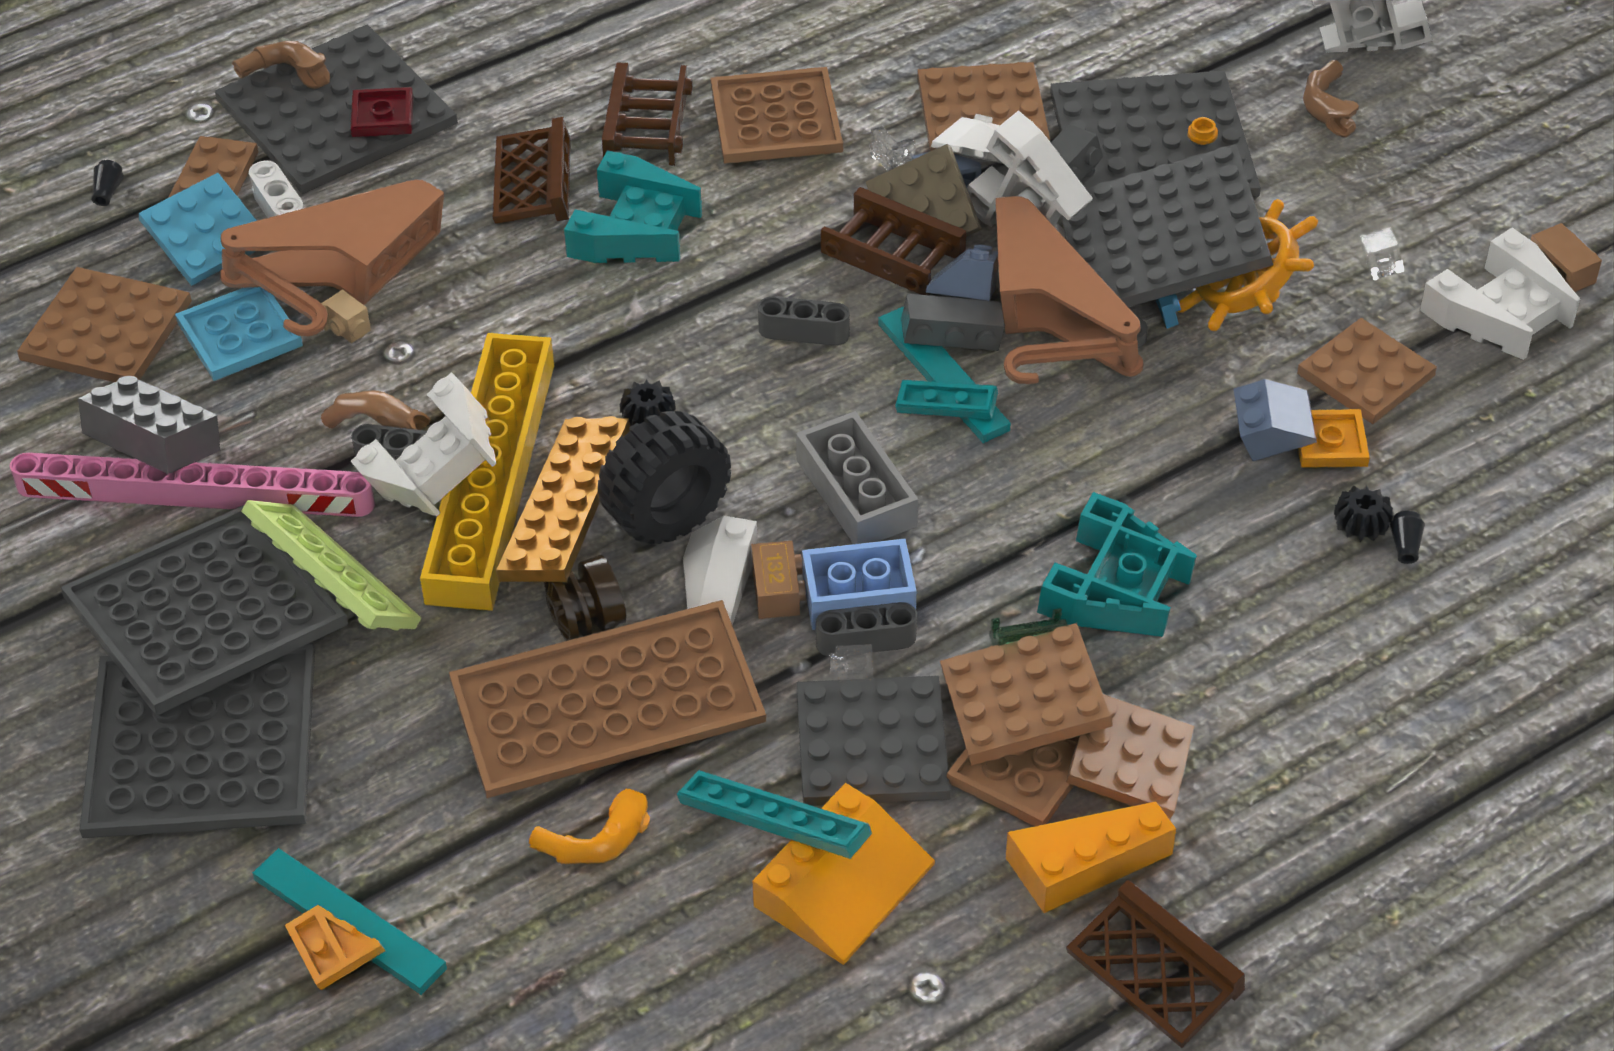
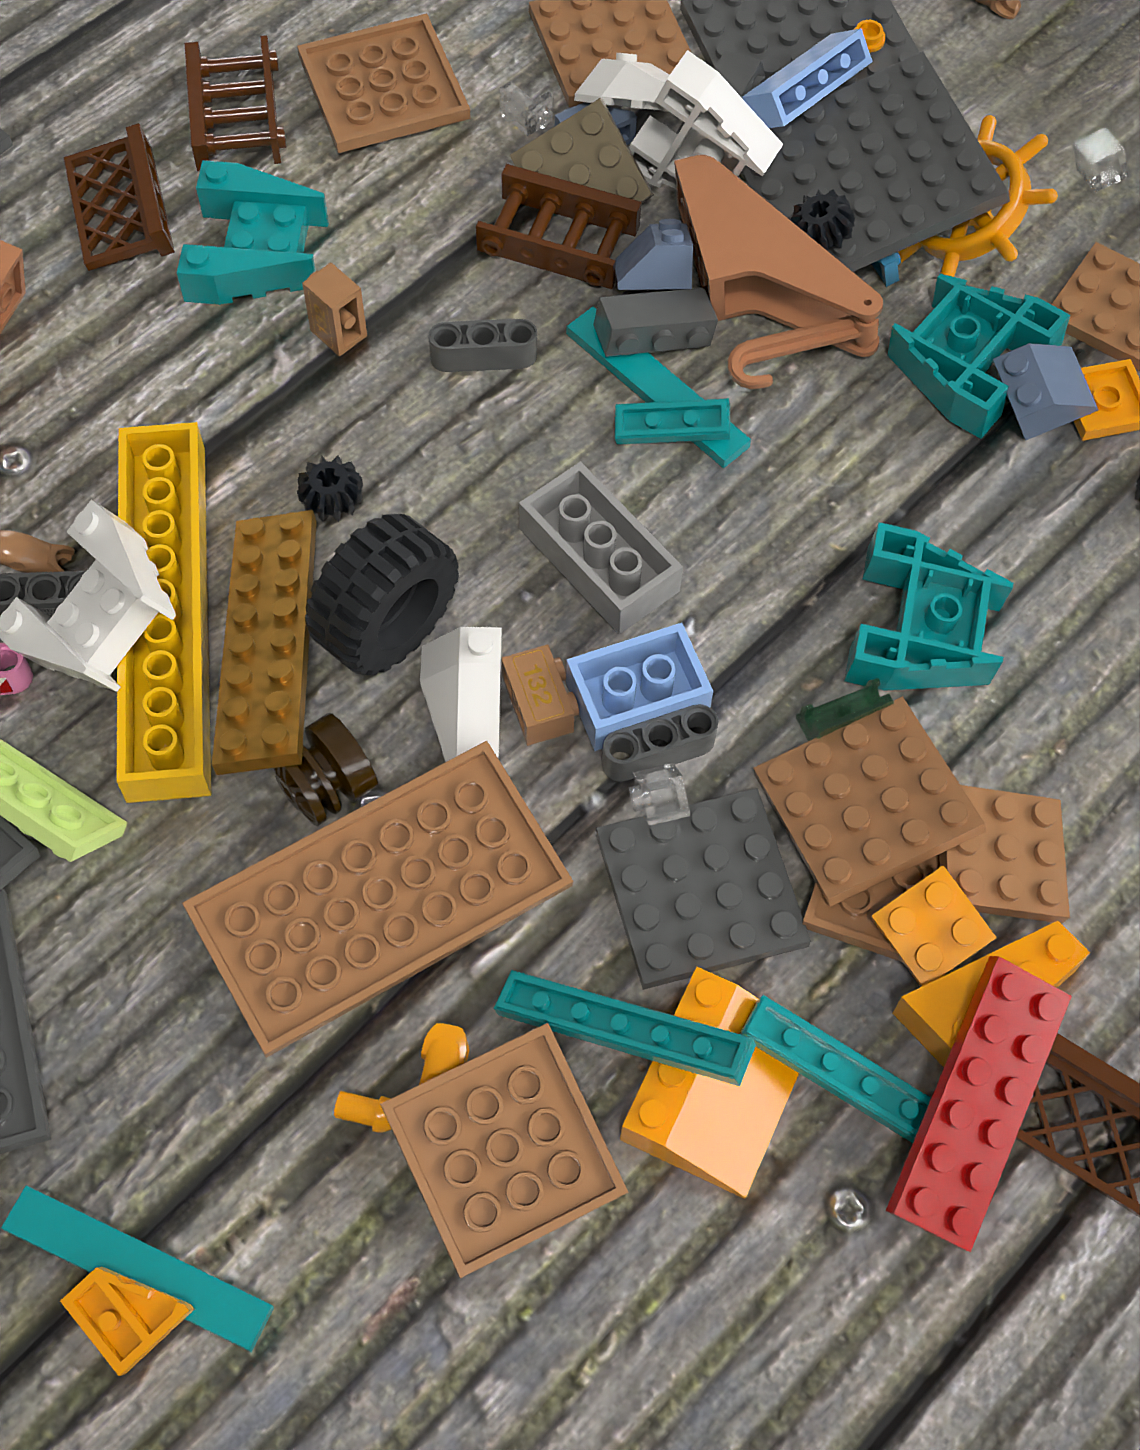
camera: 15 degrees left, 15 degrees up
(655, 884) = (503, 1149): none -> medium nougat plate
(686, 274) = (335, 308): none -> medium nougat brick
(965, 897) = (836, 1068): none -> teal tile
(1049, 918) = (979, 1103): none -> plate
(1050, 787) = (933, 927): none -> light orange plate
(1111, 259) = (825, 218): none -> black gear
(1134, 154) = (809, 78): none -> light blue brick
(1204, 377) = (962, 338): none -> teal wedge

